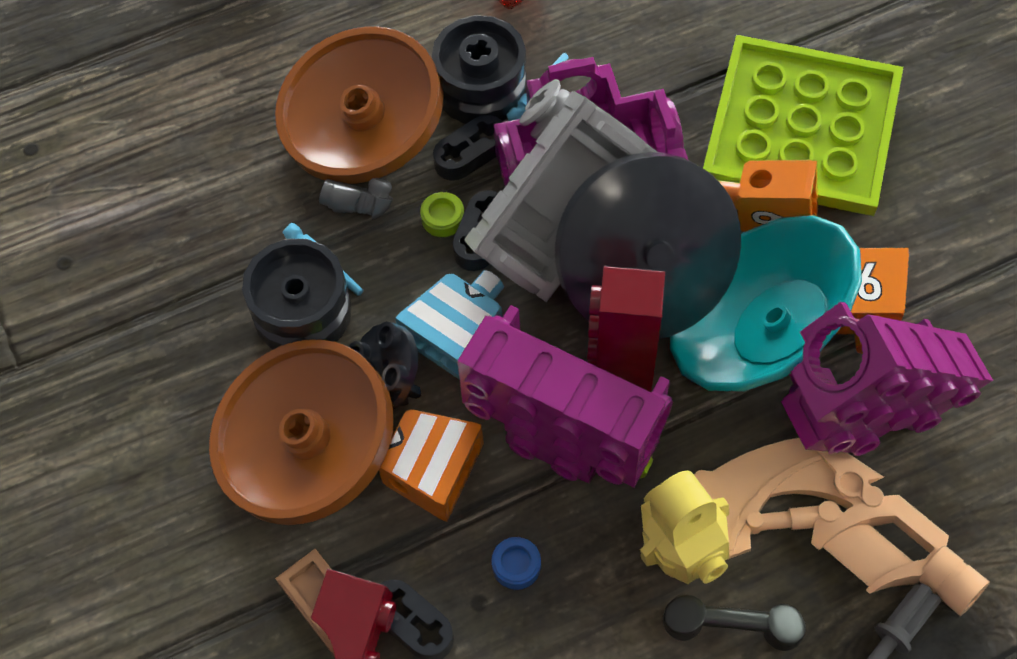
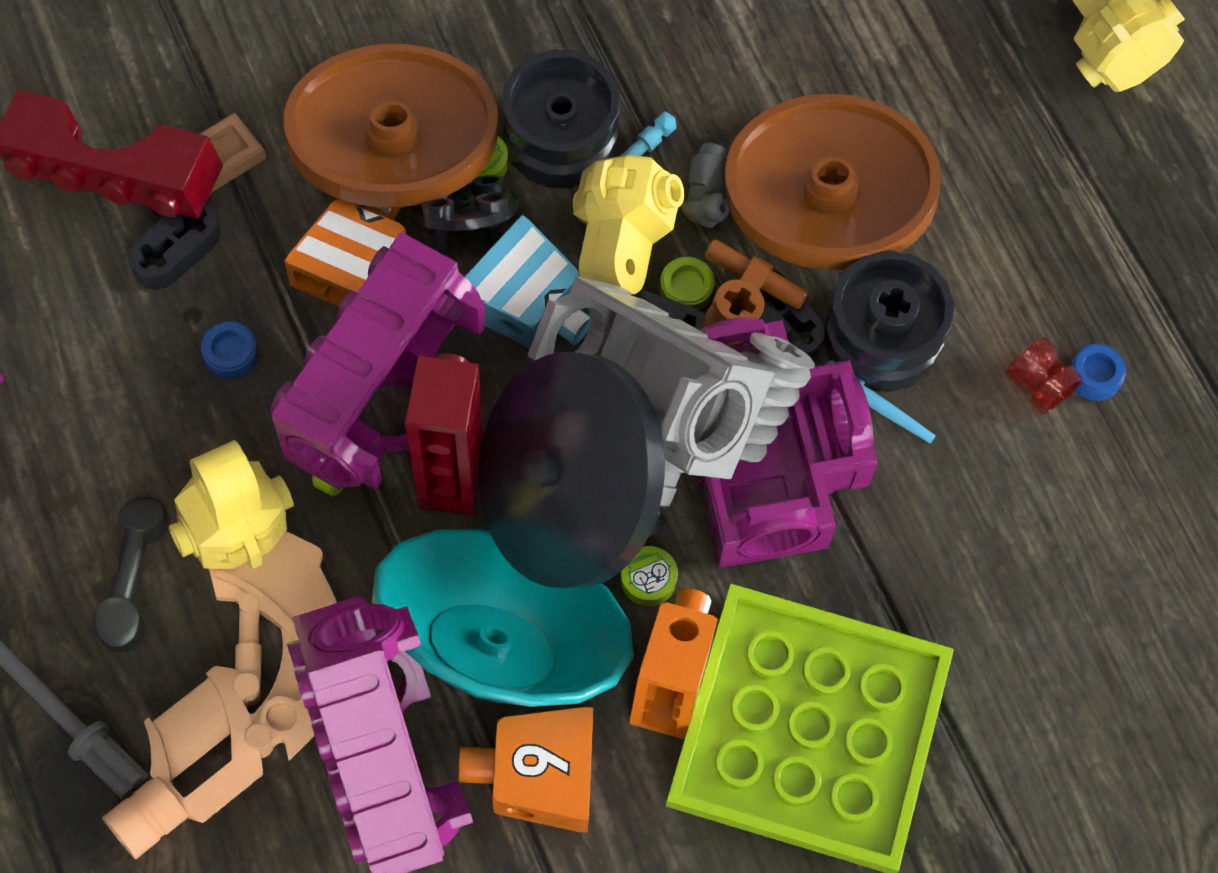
camera: 85 degrees right, 5 degrees up
(387, 244) = (626, 209): none -> light yellow piece
(465, 159) = (743, 296): none -> dark orange piece

